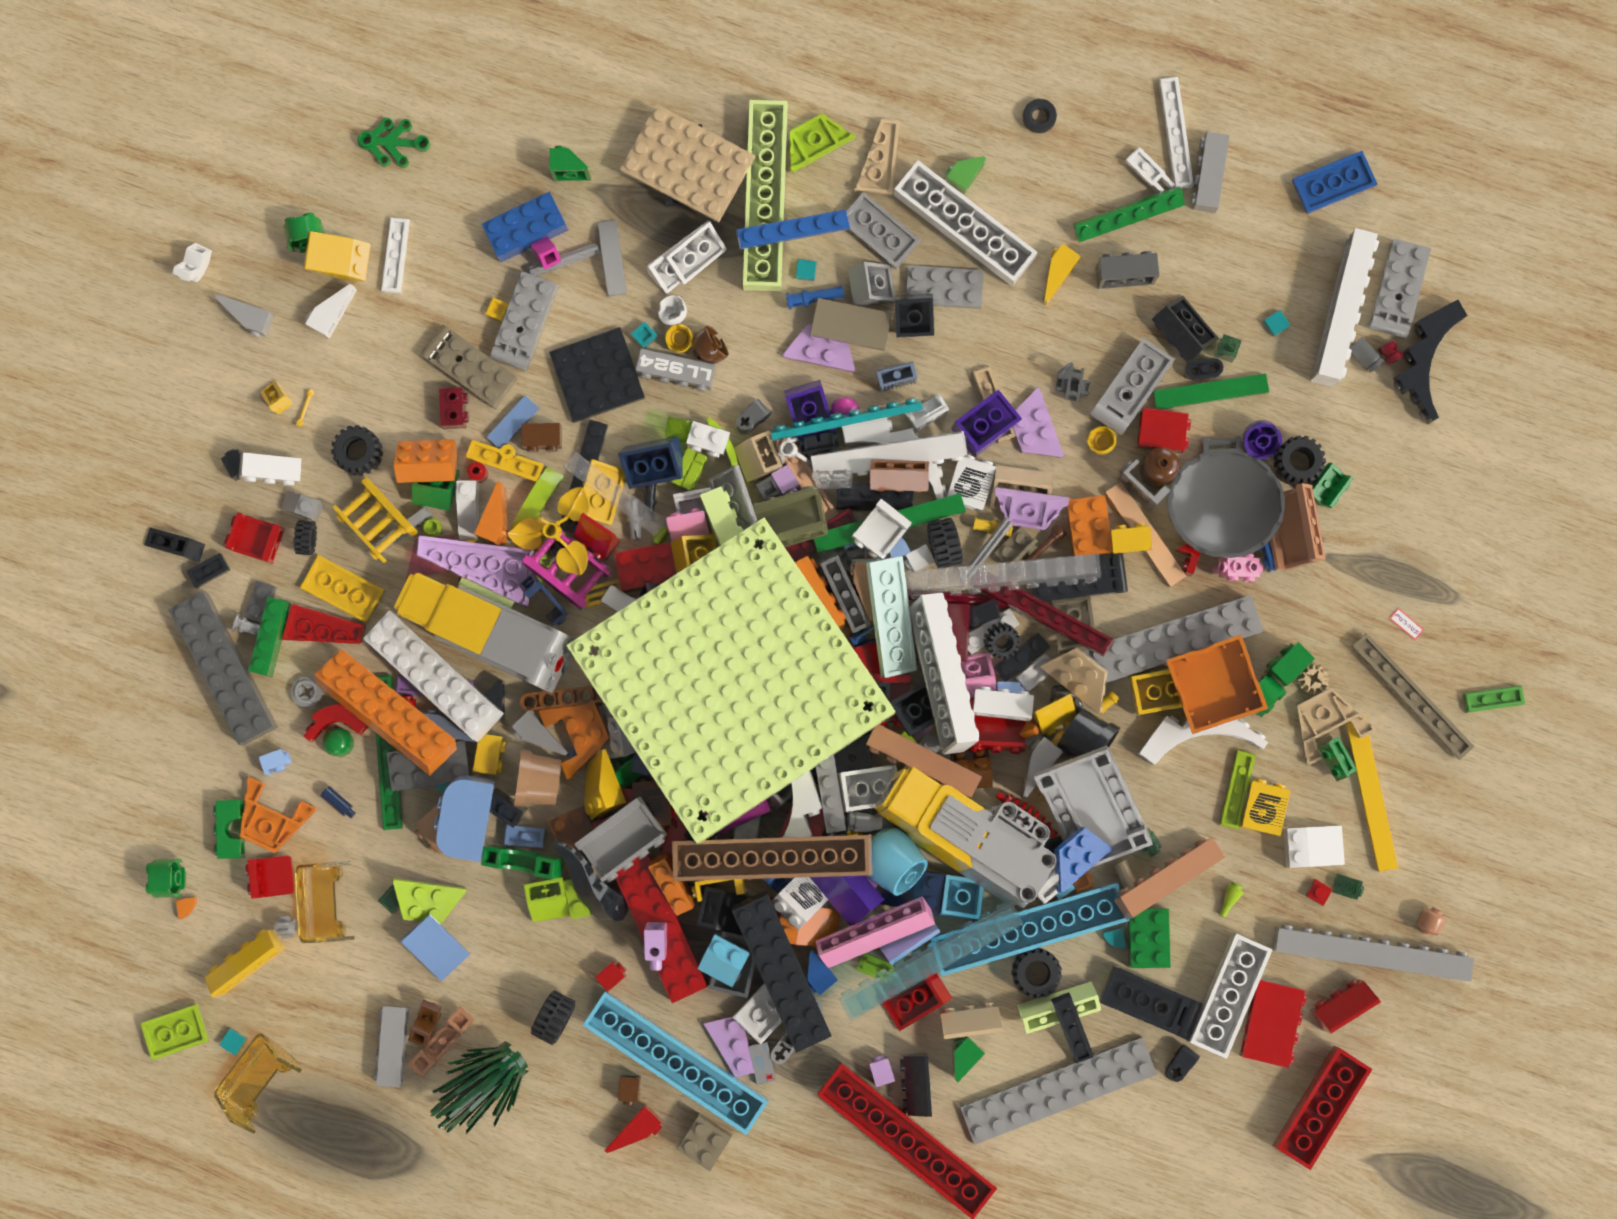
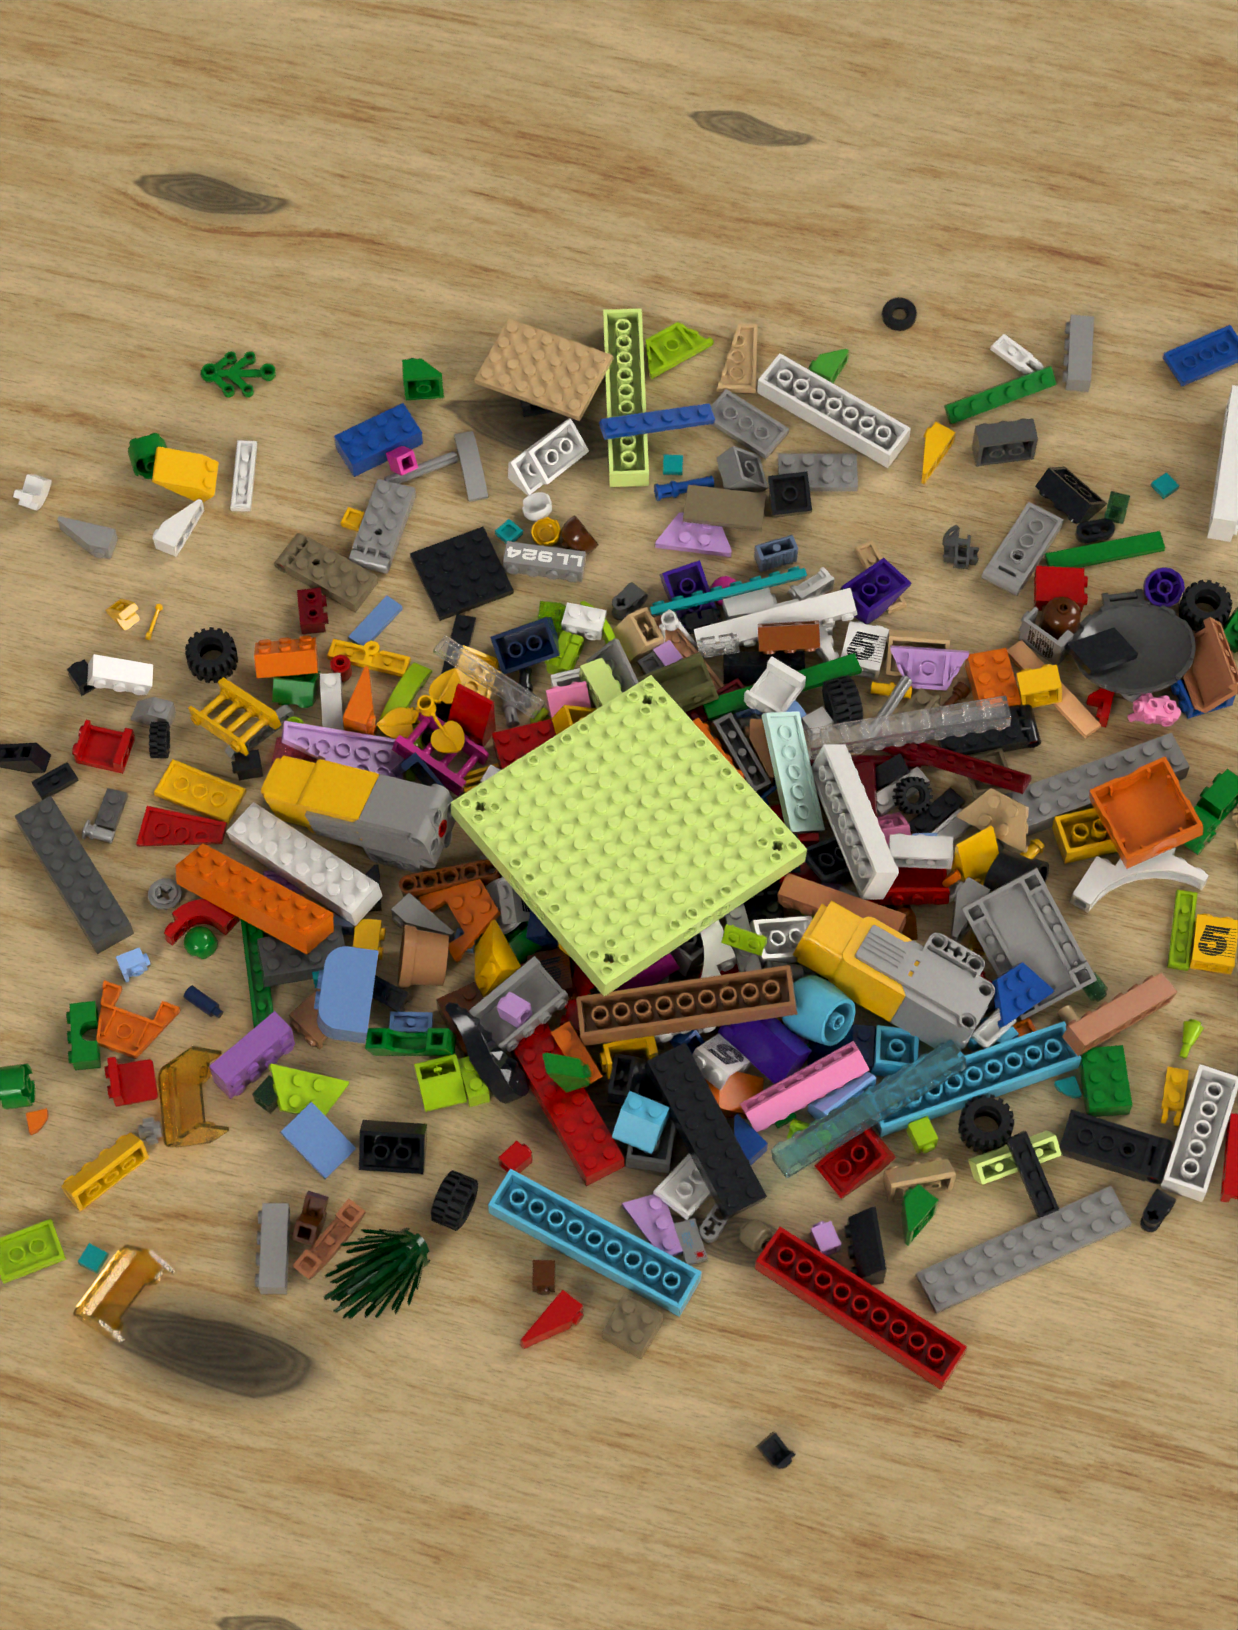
camera: 10 degrees left, 20 degrees down
(269, 637) = (123, 840): green brick -> none
(378, 863) = (252, 1055): none -> medium lavender brick
(390, 568) = (247, 766): none -> black brick
(502, 955) = (392, 1146): none -> black slope
(542, 436) = (407, 632): reddish brown brick -> none
(615, 846) = (514, 1009): none -> lavender brick
(655, 936) = (564, 1102): lavender torso -> none
(658, 912) = (567, 1071): none -> green slope
(820, 1063) = (755, 1235): none -> dark tan head
(822, 791) = (744, 939): none -> lime hinge
(978, 979) = (922, 1135): none -> lime brick
(1035, 430) = (926, 596): lavender wing -> none
(1101, 440) = (996, 601): yellow hair -> none
(1176, 132) = (1039, 321): white tile -> none
(1195, 506) = (1101, 651): none -> black tile
(1210, 951) = (1174, 1093): none -> yellow hinge

